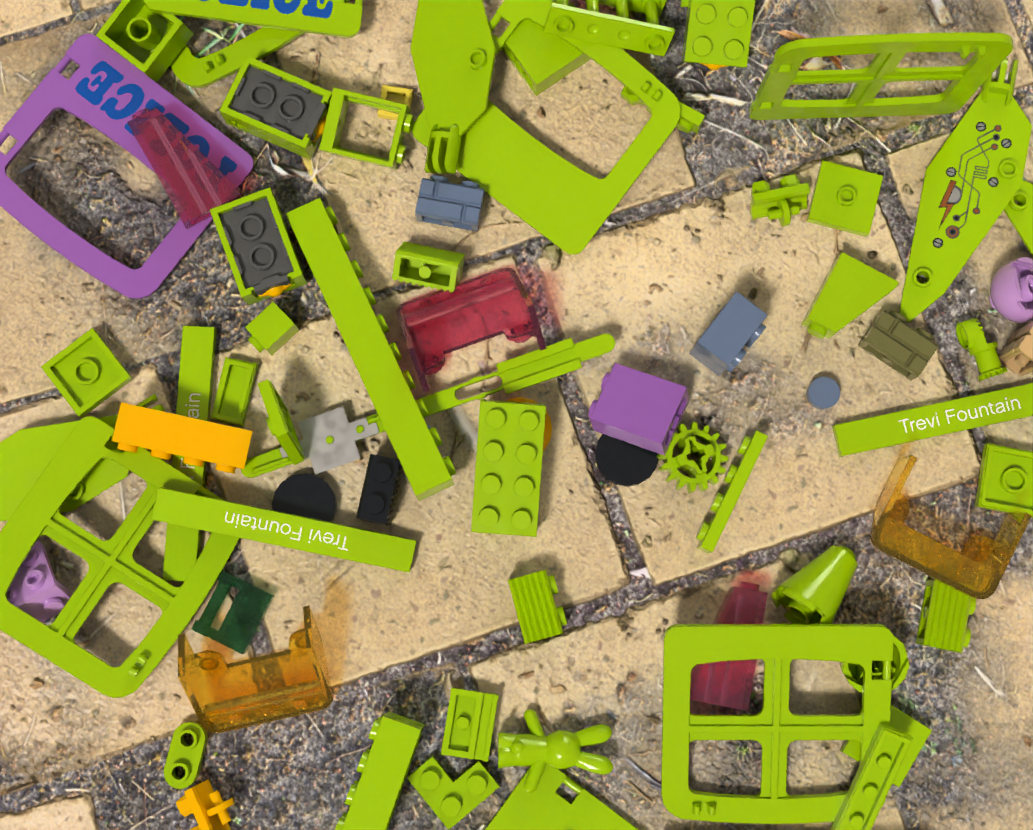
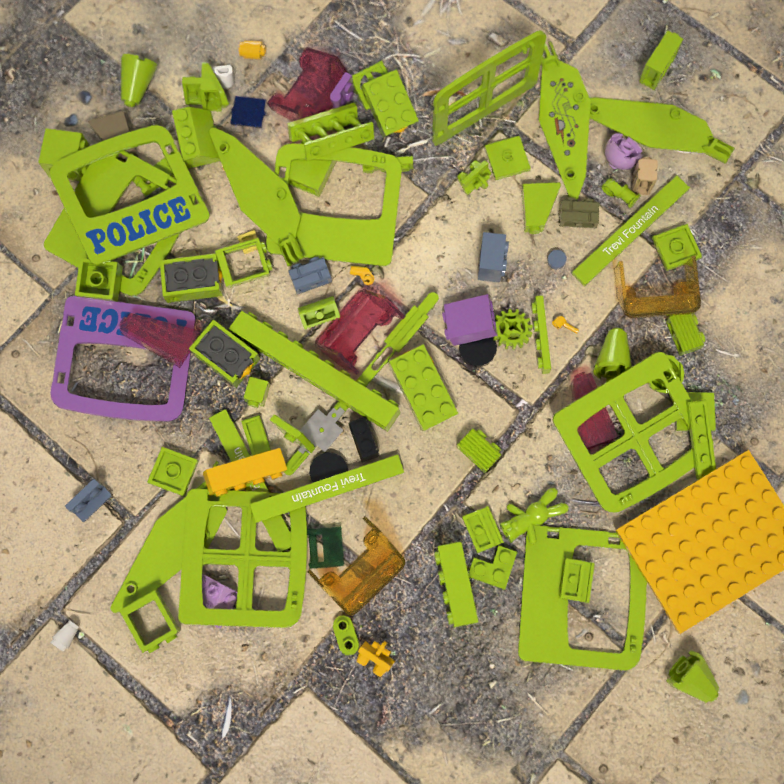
camera: 25 degrees left, 5 degrees down
(530, 245) = (364, 273): none -> yellow arm
(770, 487) = (561, 321): none -> yellow hand

